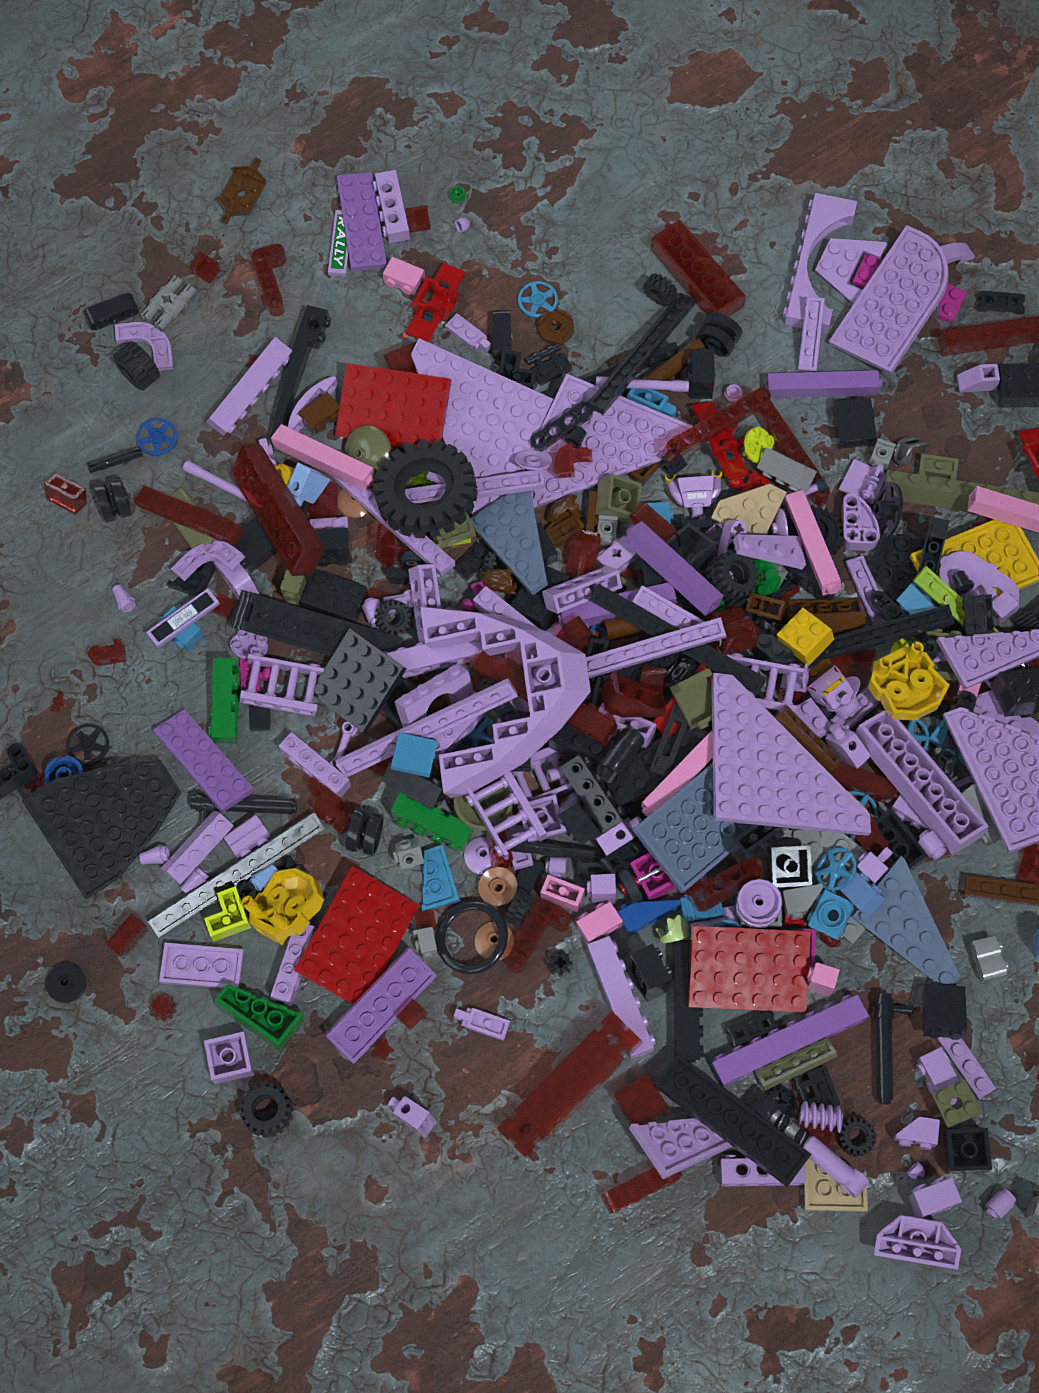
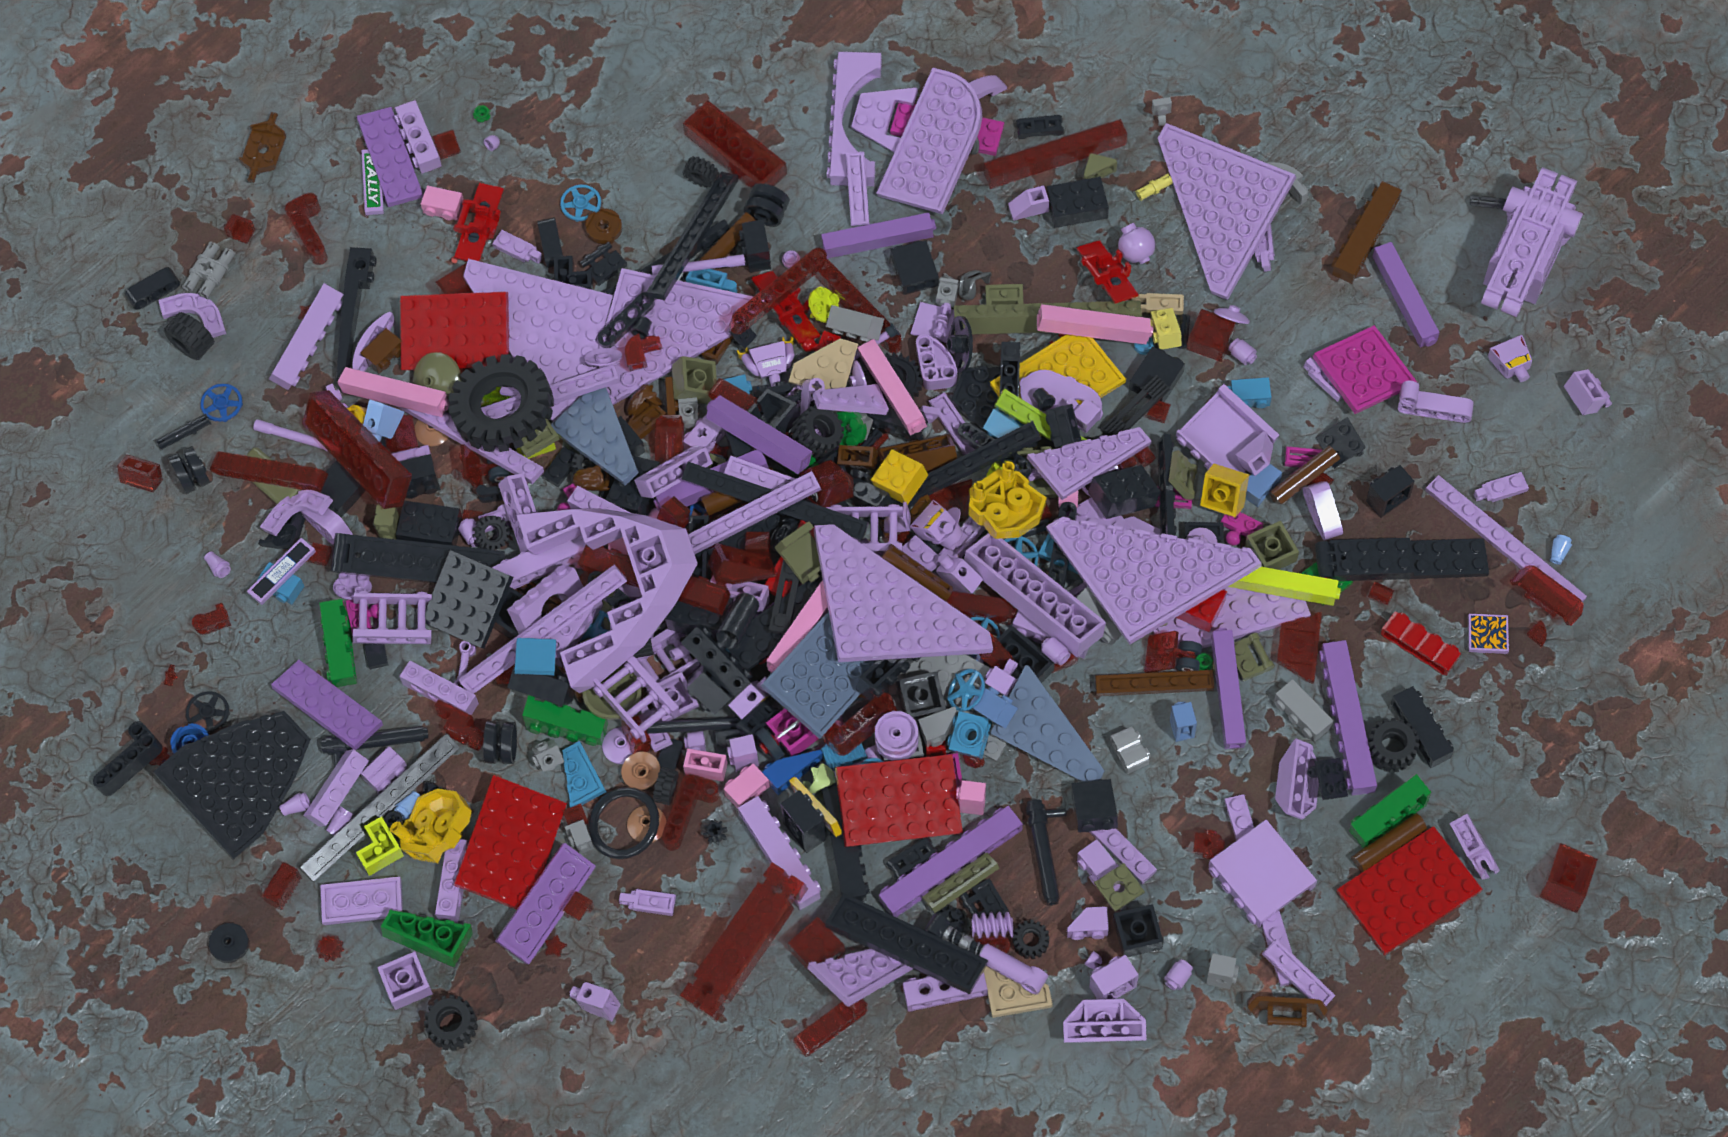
camera: 10 degrees left, 5 degrees down
(677, 979) = (830, 821): none -> yellow tile
(846, 574) = (930, 412): none -> lavender plate

